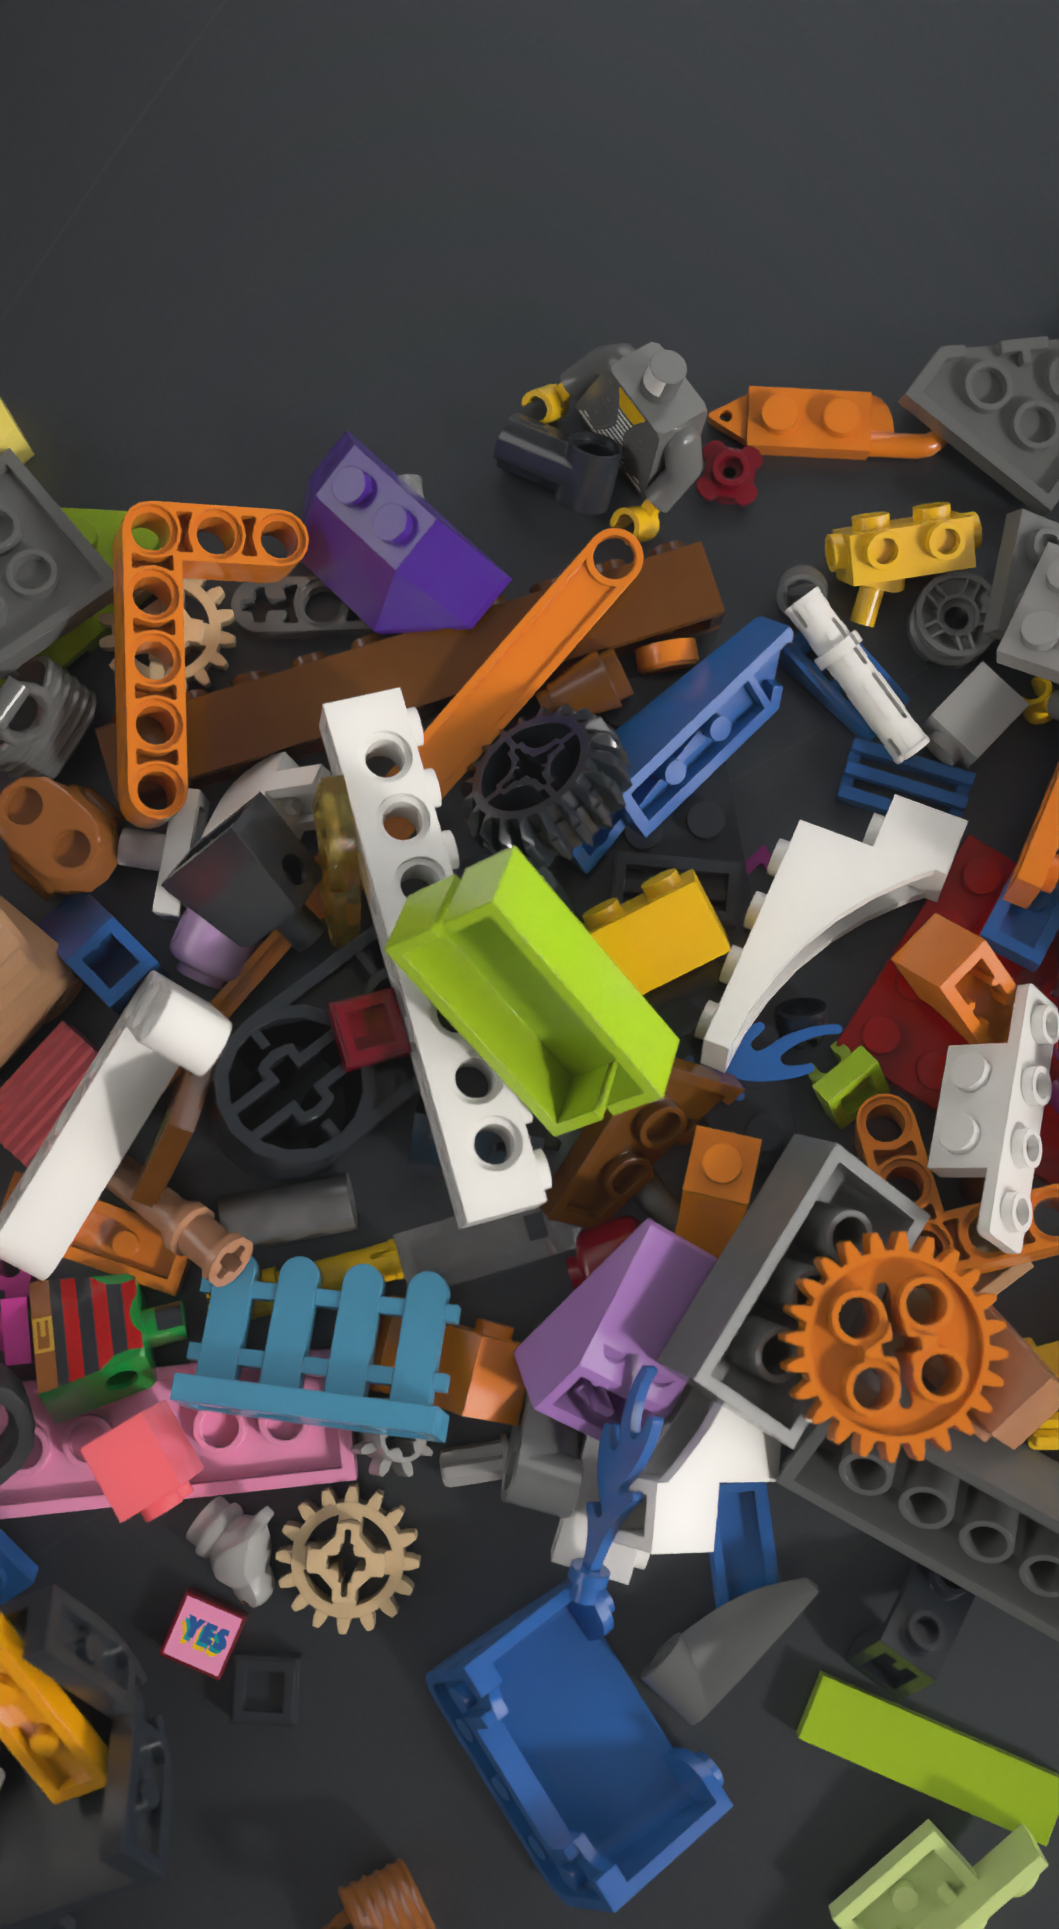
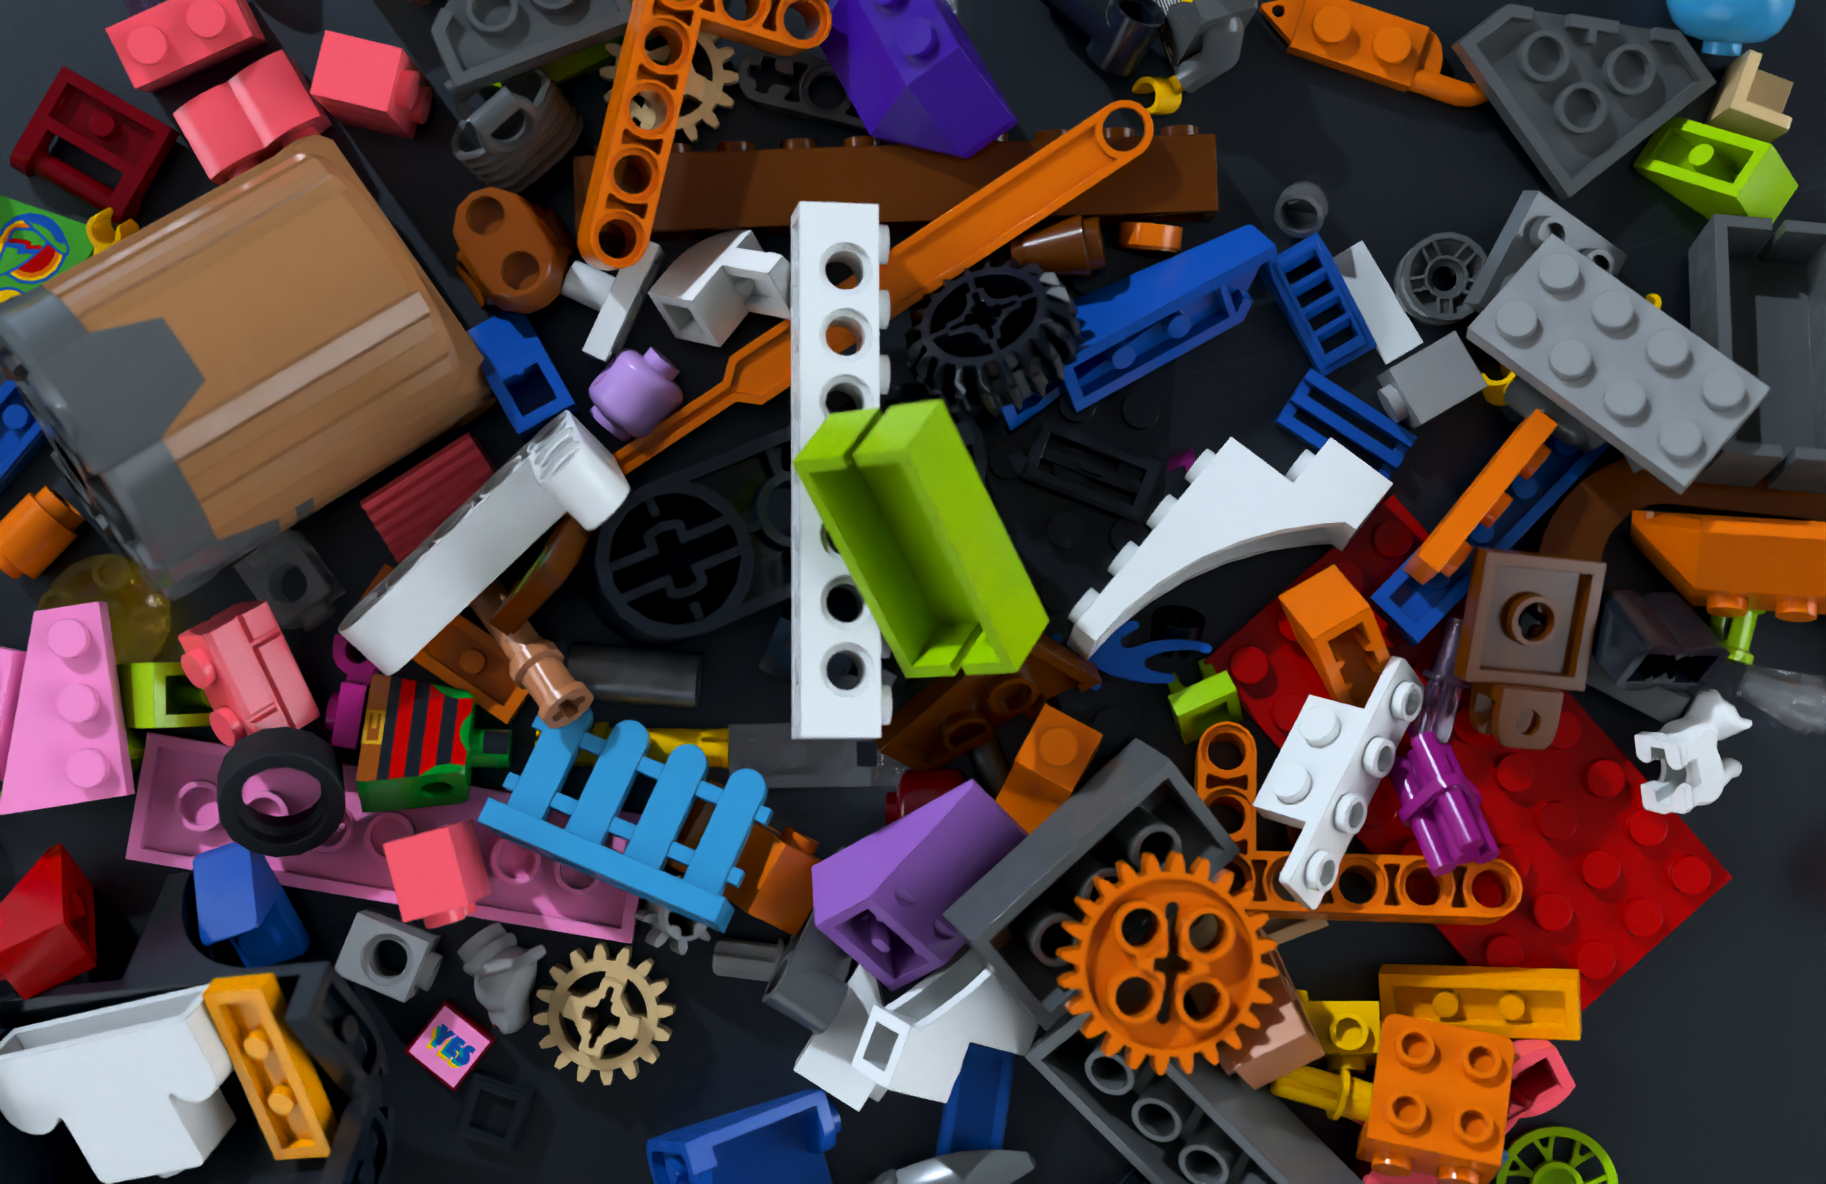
camera: 15 degrees right, 5 degrees up
(91, 1570) = (361, 954): none -> light grey brick
(251, 878) = (685, 348): black torso -> none
(338, 860) = (773, 355): clear yellow tile -> none
(369, 1029) = (758, 526): dark red tile -> none
(620, 1461) = (882, 998): blue piece -> none
(659, 931) = (1060, 508): yellow brick -> none
(729, 490) = (1267, 88): dark red plate -> none
(855, 673) = (1324, 299): white pin -> none
(885, 551) = (1393, 194): yellow brick -> none
(903, 664) = (1377, 303): none -> white sticker

